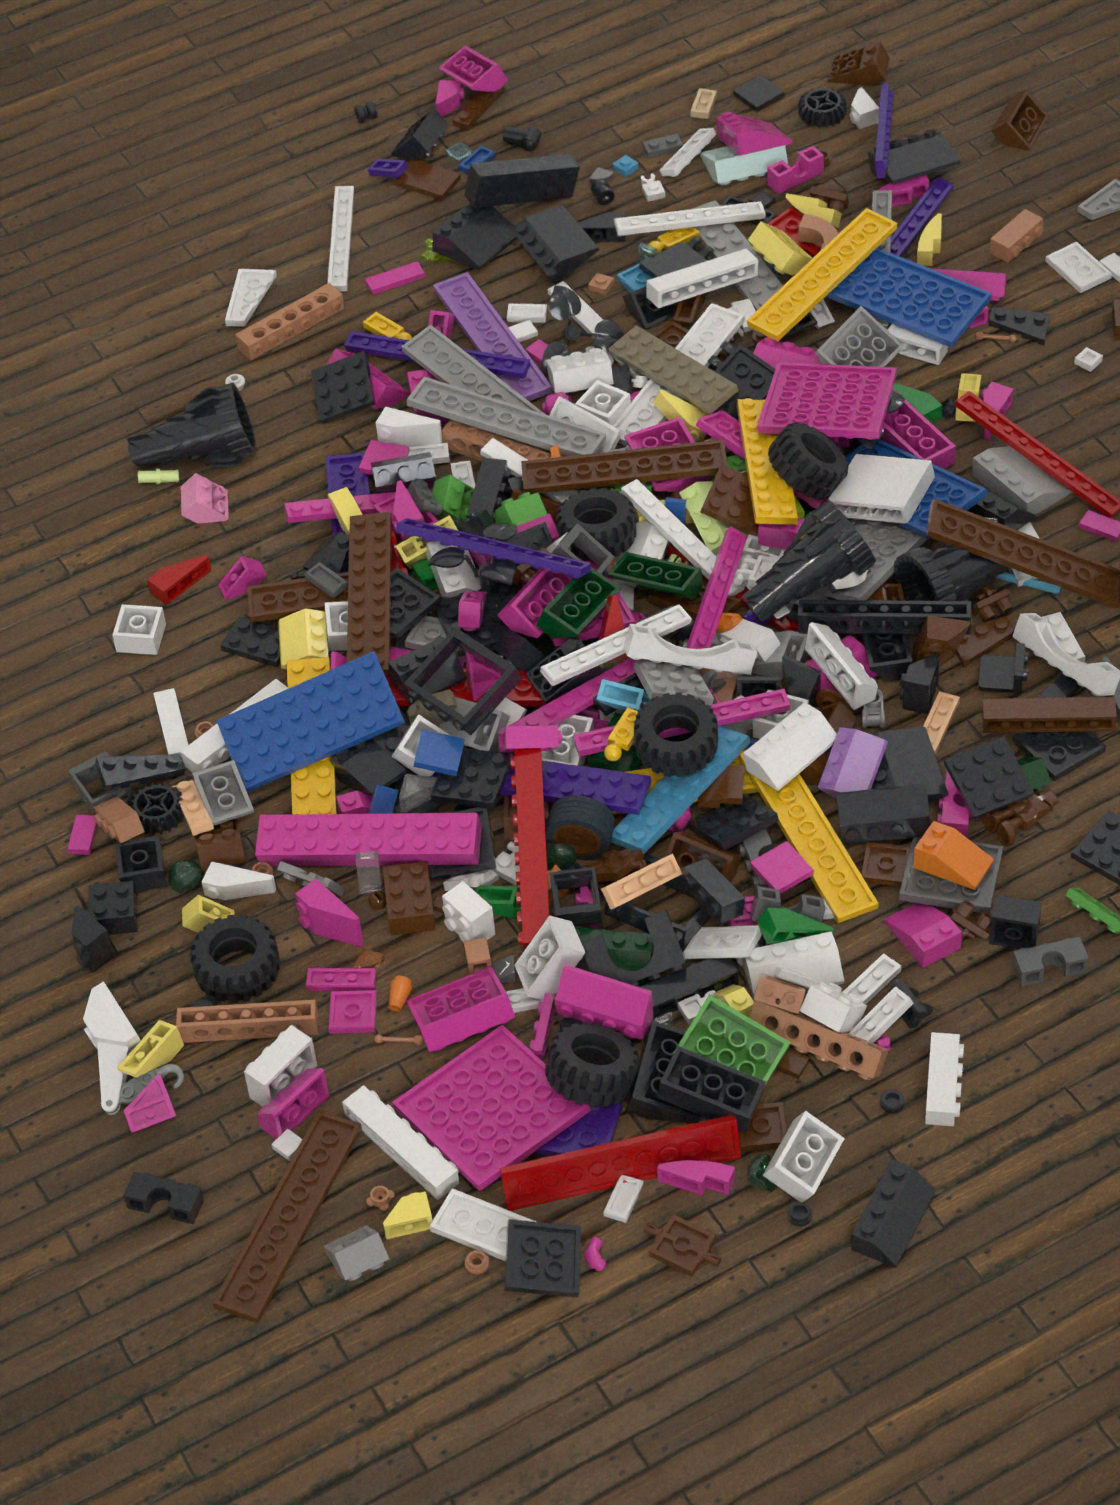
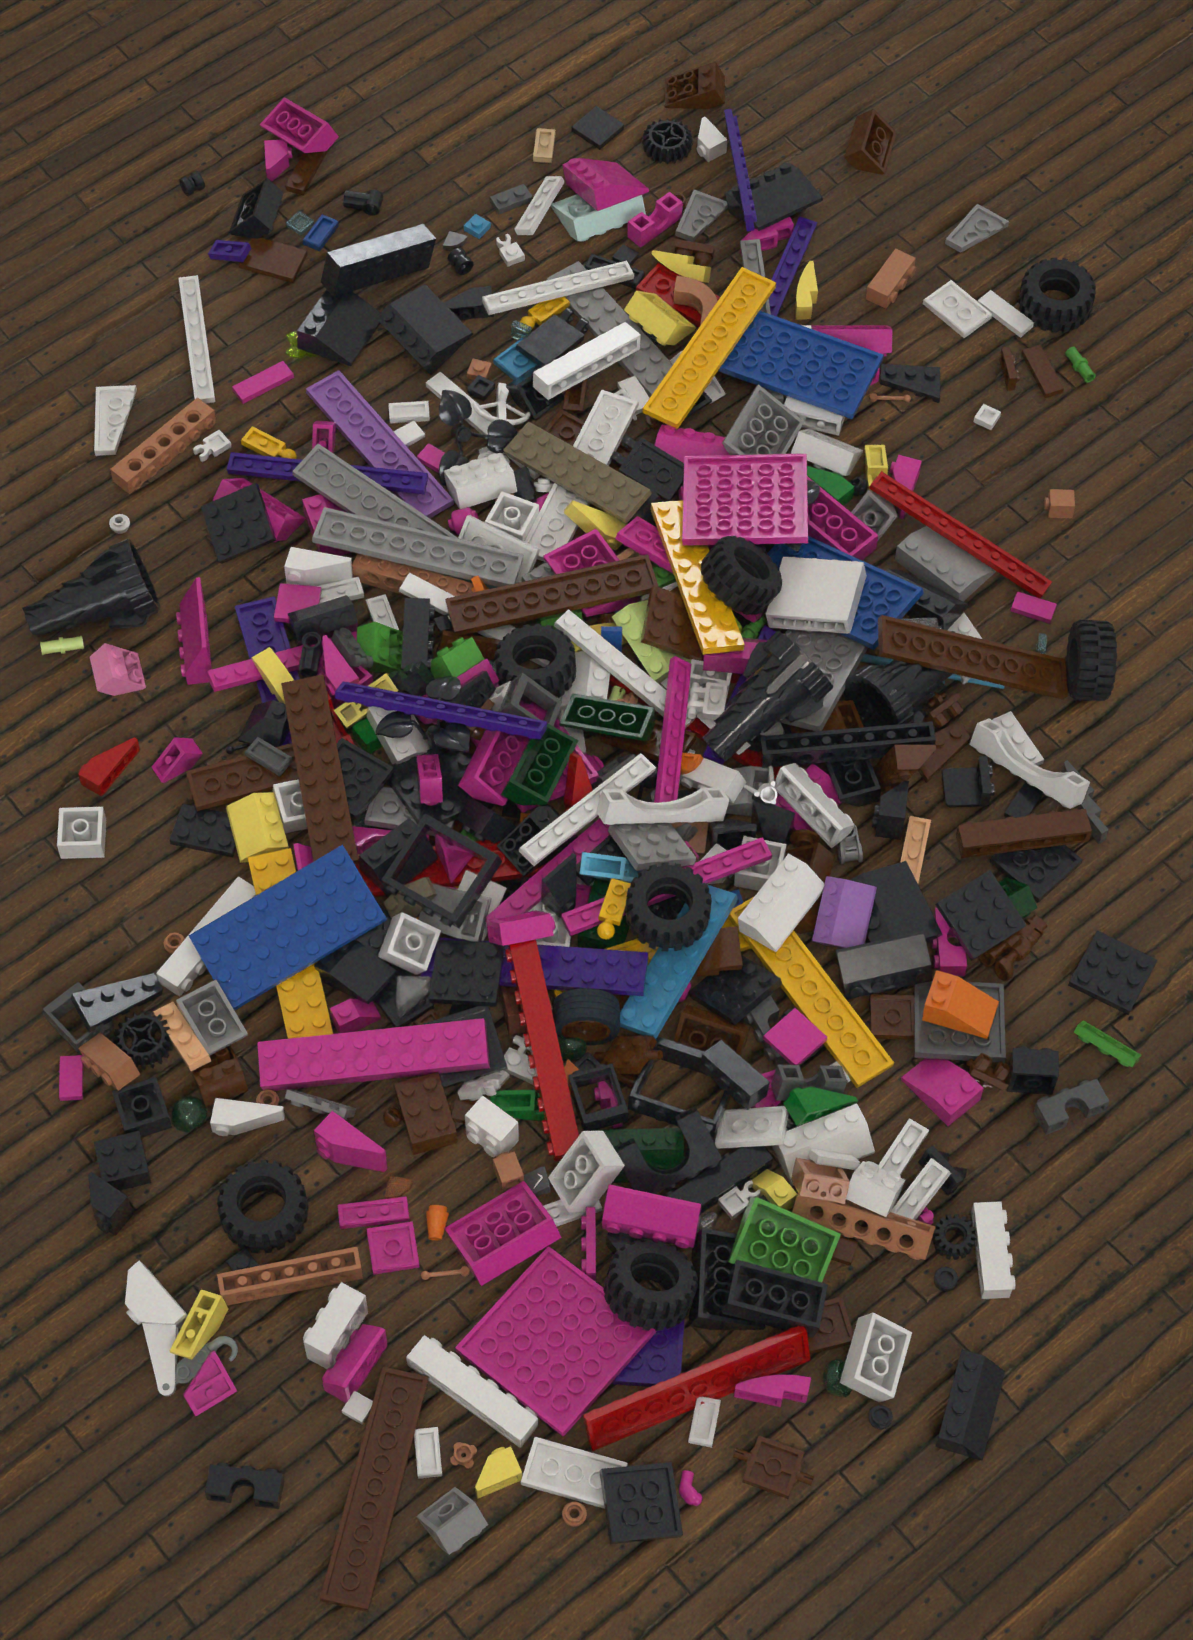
camera: 15 degrees left, 10 degrees up
(171, 721) = (136, 936): white tile -> none
(201, 912) = (221, 1159): light yellow slope -> none
(282, 476) = (194, 635): none -> dark pink slope
(337, 324) = (213, 444): none -> white plate
(346, 1192) = (428, 1452): none -> white tile
(368, 872) = (380, 1091): clear tile -> none
(383, 800) = (378, 1011): blue tile -> none
(384, 496) = (310, 655): none -> black piece
(439, 752) = (430, 952): blue tile -> none
(577, 708) = (559, 887): none -> black slope
(599, 297) = (481, 387): none -> black plate
(615, 311) = (501, 396): none -> white piece
(641, 881) = (662, 1074): light nougat plate -> none
(796, 649) = (767, 790): none -> white plant
(840, 170) = (699, 215): none -> light grey wing
(907, 1075) = (948, 1248): none -> black tyre
(922, 376) = (827, 452): none -> white slope
(958, 429) = (875, 512): none -> light grey slope
(1102, 554) = (1041, 643): none -> clear light blue tile

